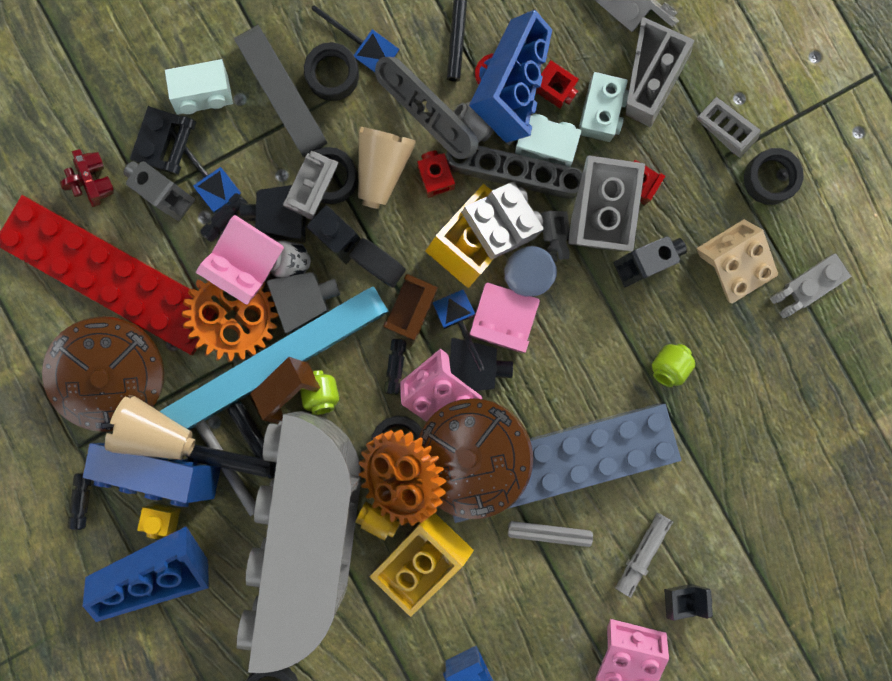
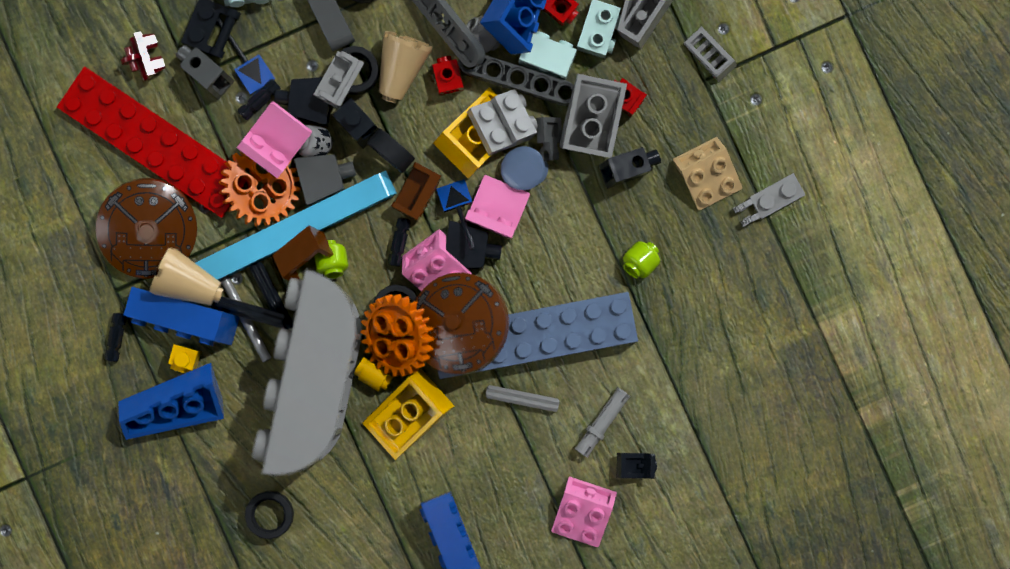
camera: 15 degrees right, 0 degrees up
(793, 169) = (763, 96): black tyre -> none

